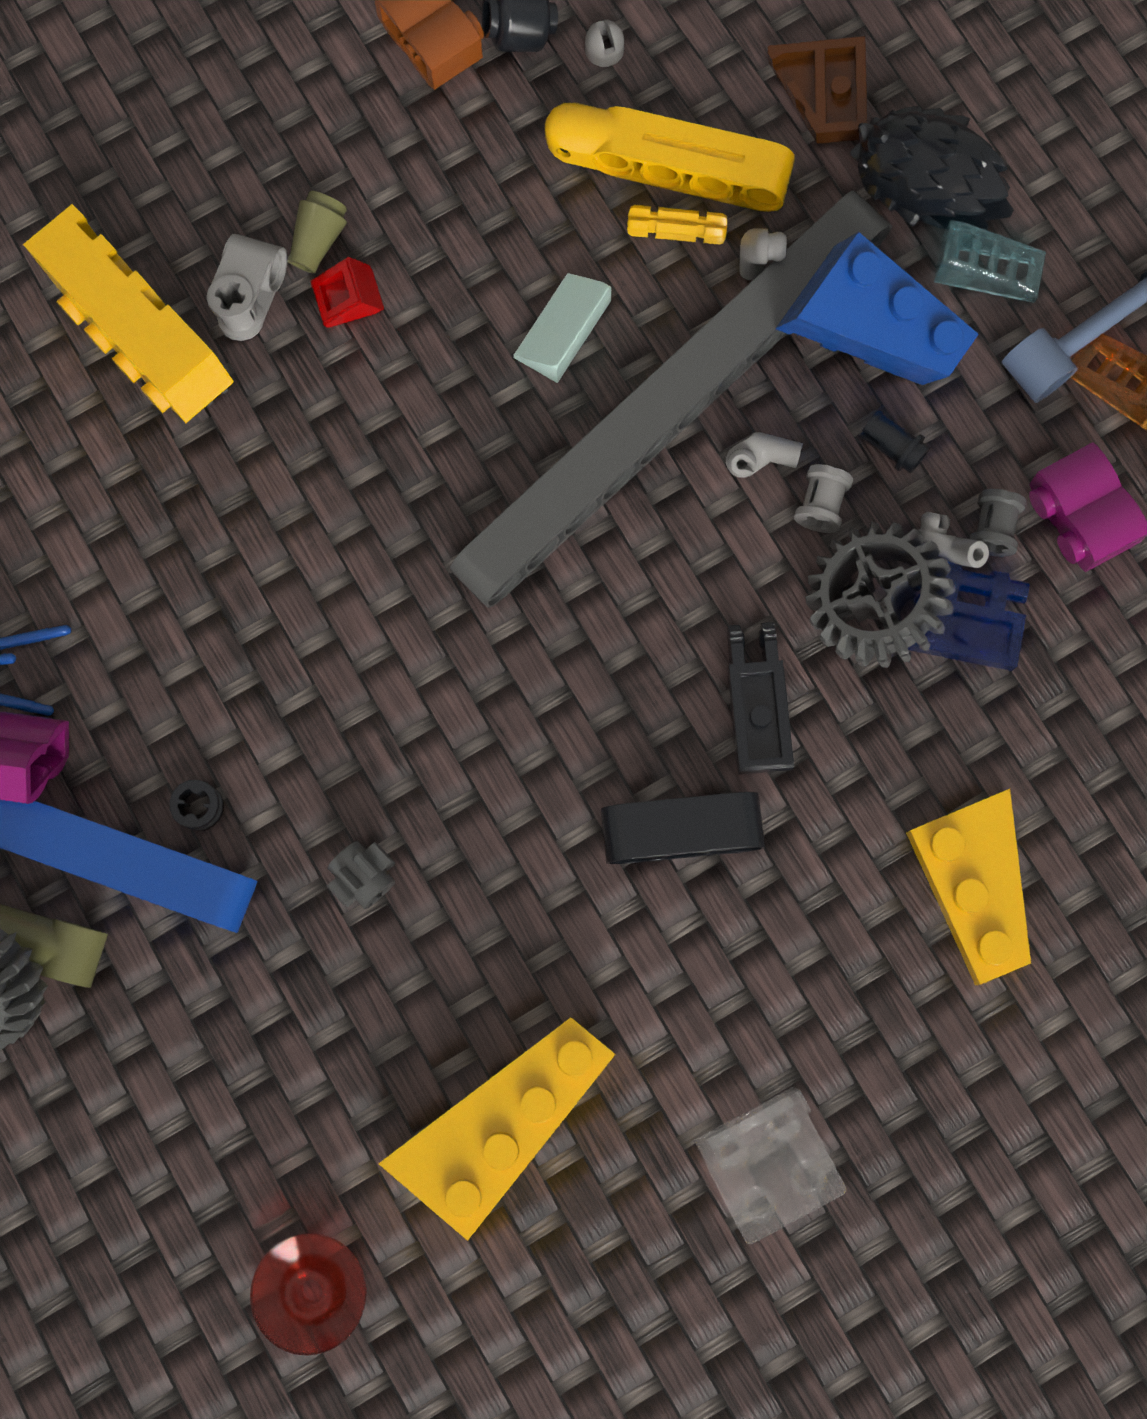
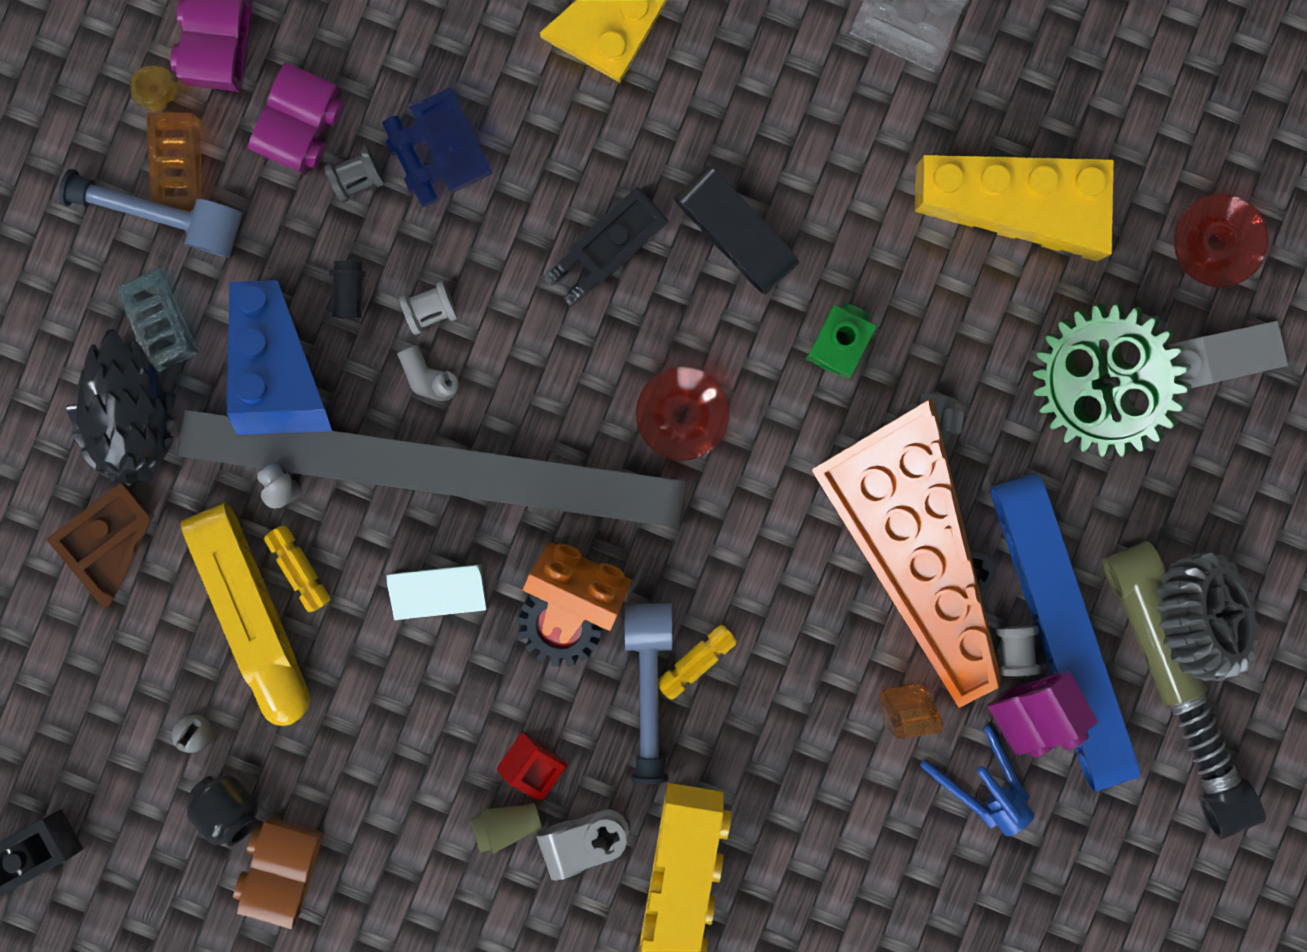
camera: 140 degrees left, 10 degrees up
(91, 788) = (1018, 650): none -> light grey bush
(116, 640) = (909, 711): none -> clear orange slope
(201, 1195) = (1232, 354): none -> light grey slope
(260, 1070) = (1154, 374): none -> gear
(289, 774) = (908, 523): none -> wing
(320, 497) = (696, 662): none -> yellow axle
(379, 473) = (649, 631): none -> sand blue piece
(461, 422) = (569, 604): none -> orange plate
(490, 826) = (831, 354): none -> green brick
(544, 623) = (682, 388): none -> clear red dish
(899, 584) = (463, 234): dark grey gear -> none
(953, 548) = (396, 194): light grey arm -> none

